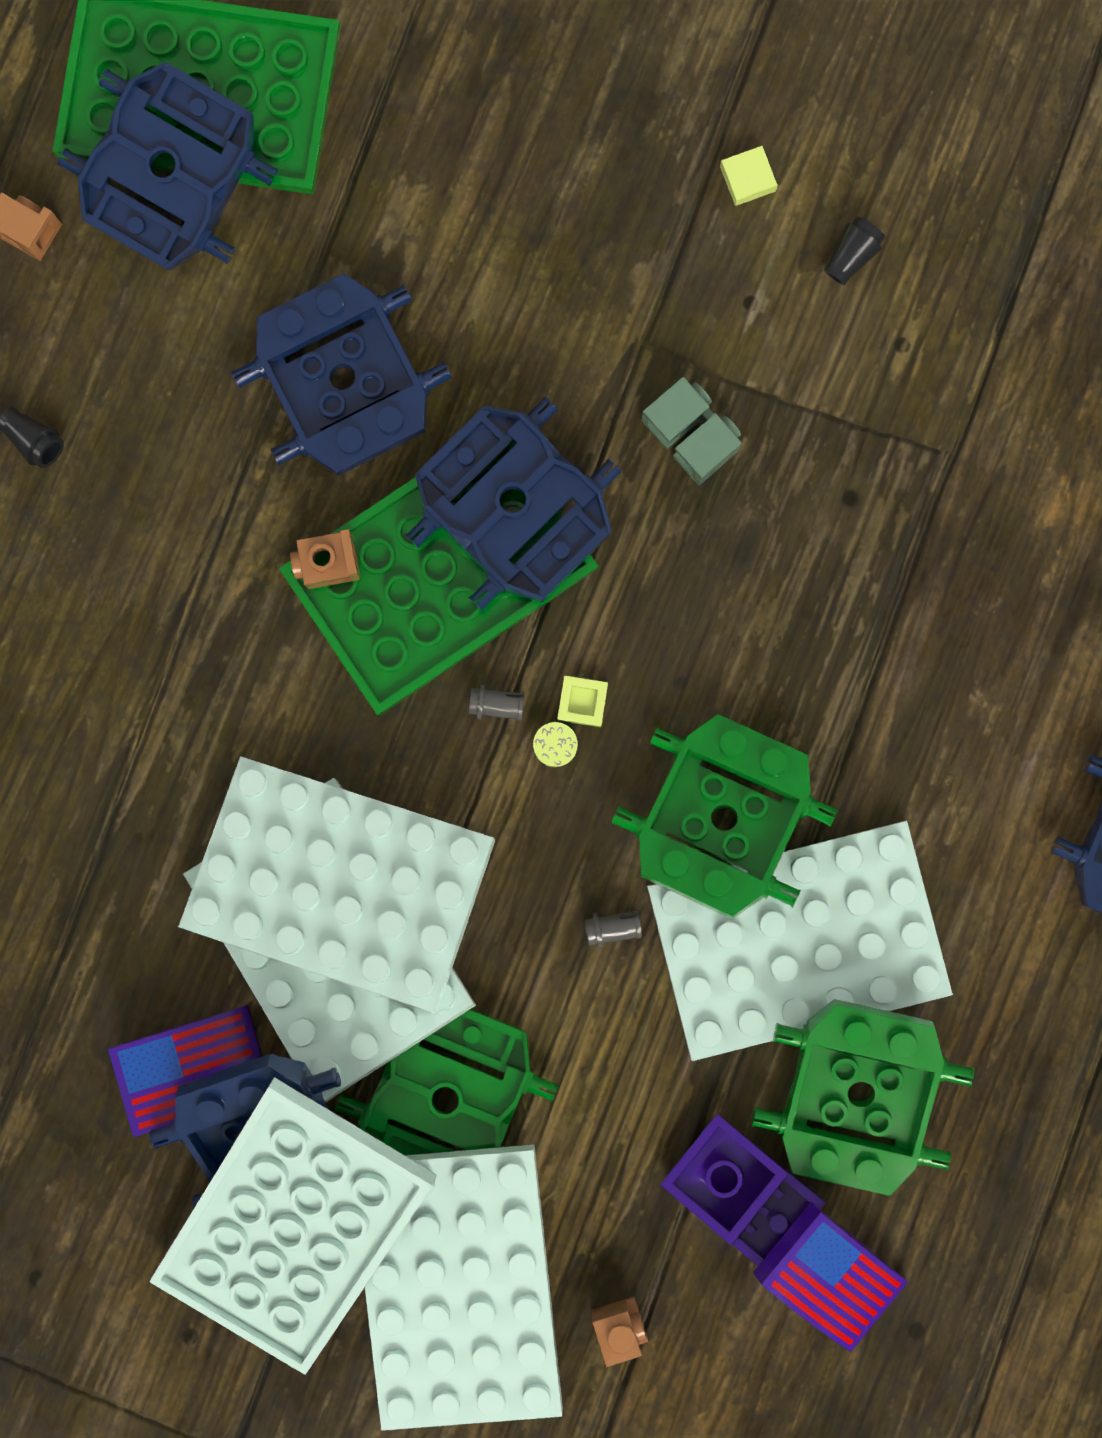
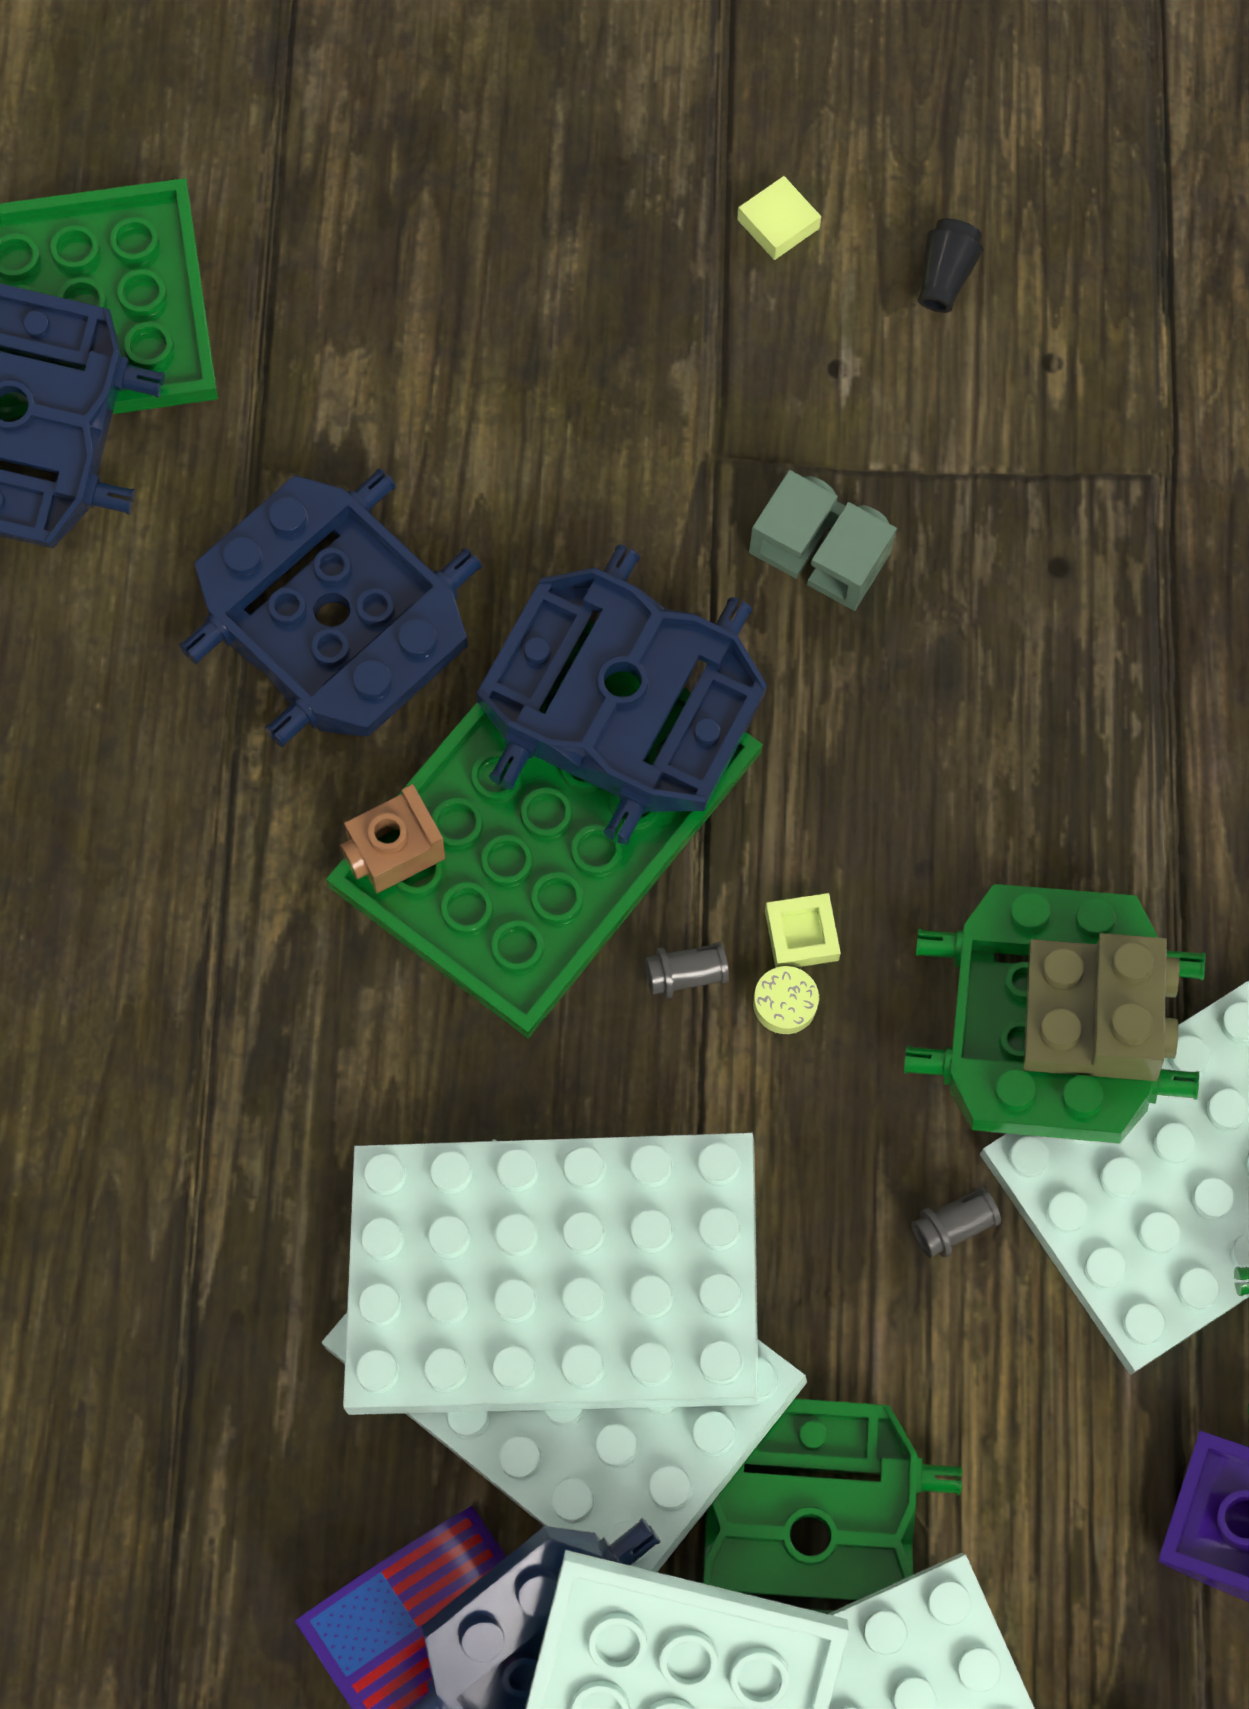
camera: 25 degrees left, 15 degrees down
(750, 828) = (1100, 1007): none -> olive plate

